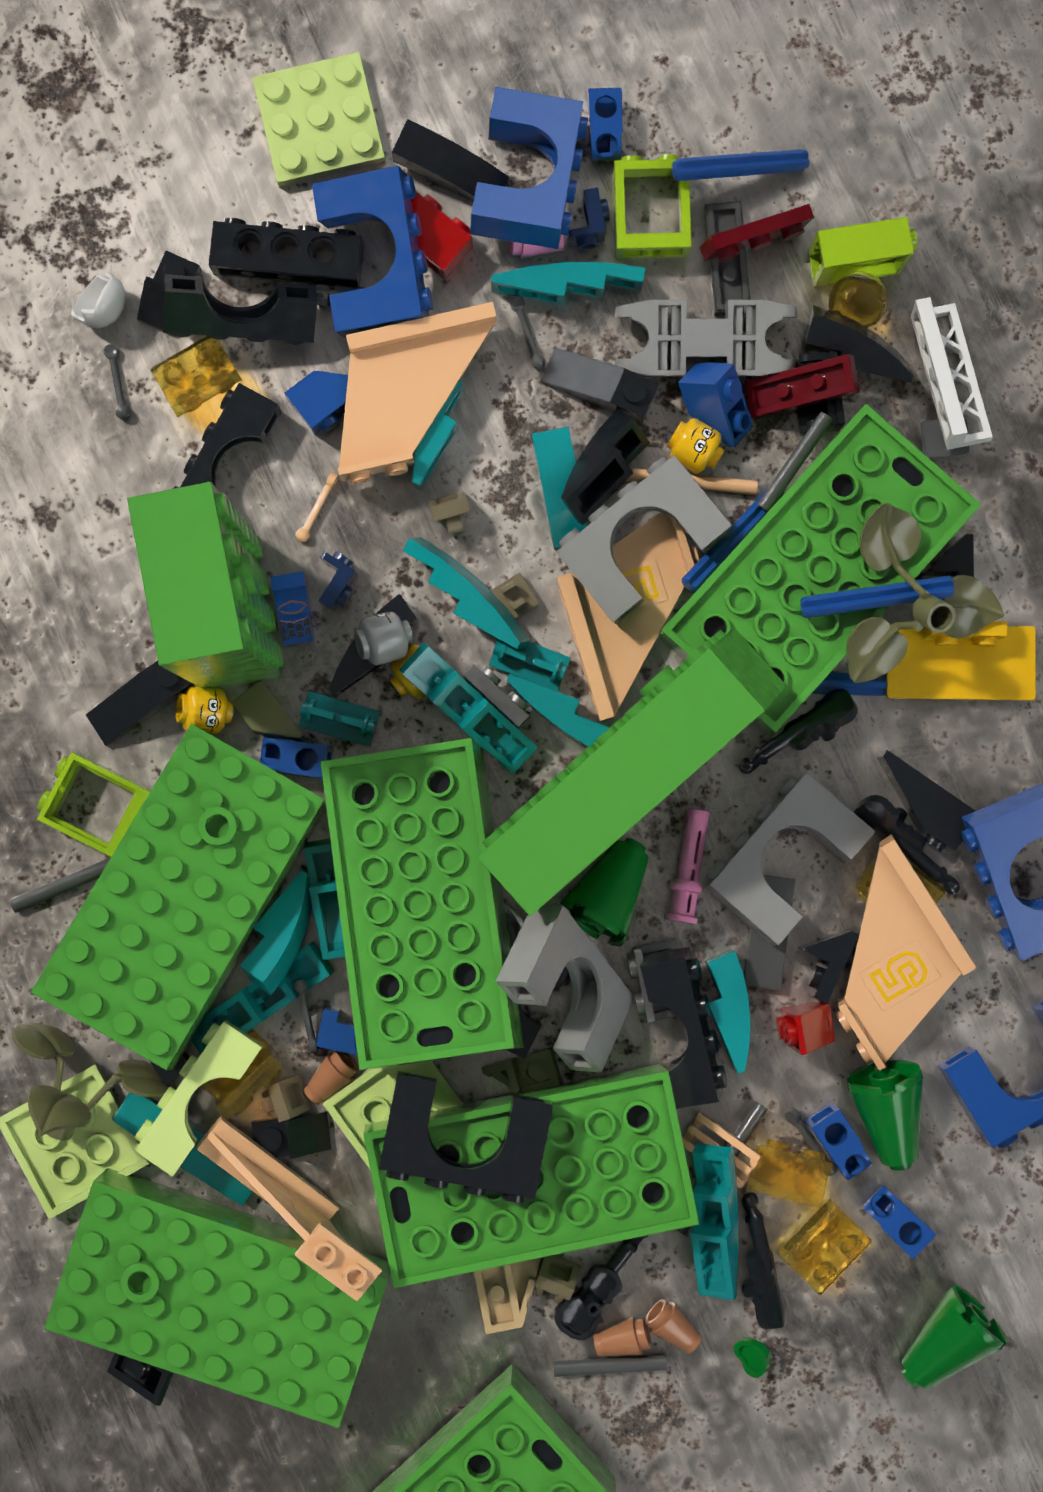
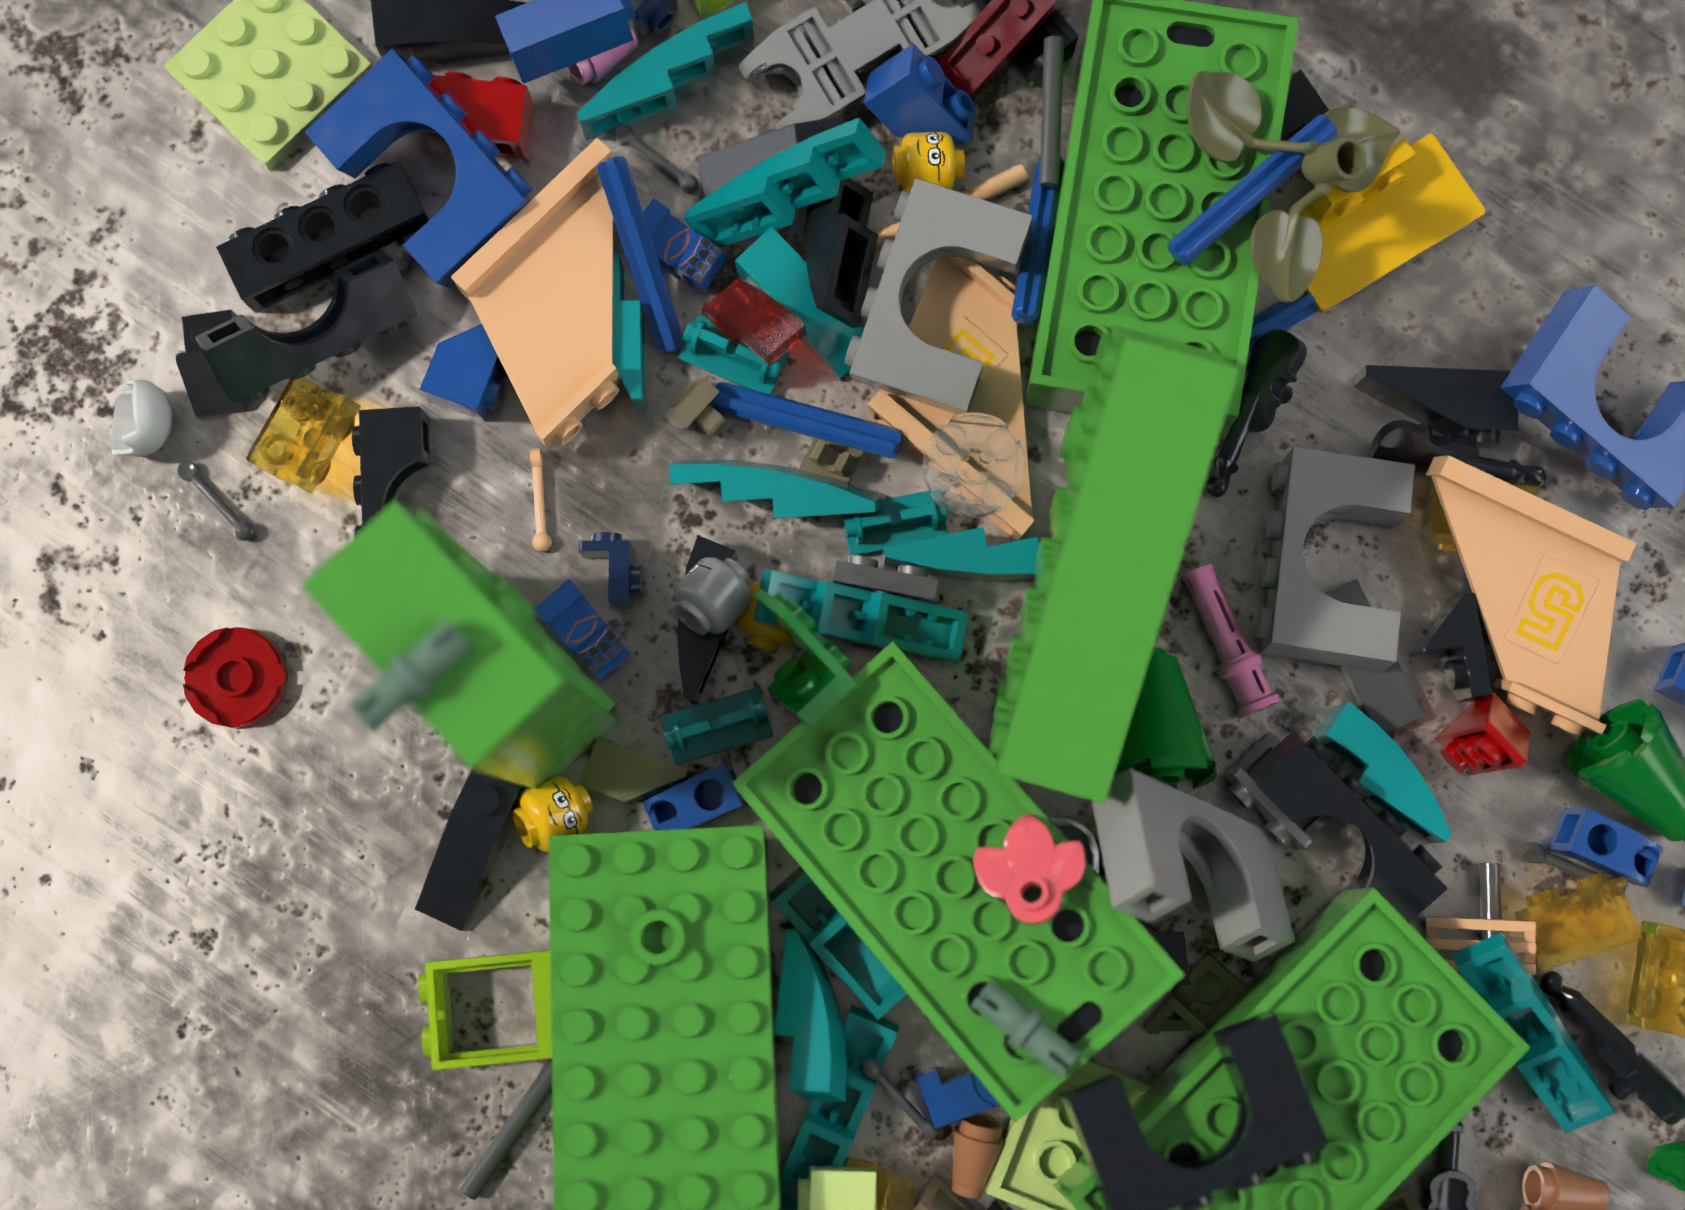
camera: 30 degrees left, 5 degrees down
(62, 501) = (235, 677): none -> red tile
(156, 591) = (409, 675): none -> sand green pin
(399, 1018) = (1025, 1029): none -> sand green pin
(410, 730) = (817, 678): none -> green bracket
(463, 921) = (1027, 862): none -> coral plate
(475, 393) = (640, 254): none -> blue axle
(495, 491) = (715, 353): none -> teal hinge
(503, 400) = (682, 250): none -> blue leg
(515, 563) = (808, 420): none -> blue axle
(521, 479) = (755, 319): none -> clear red slope
(593, 637) = (997, 447): none -> clear plate
(594, 403) = (784, 183): none -> teal slope

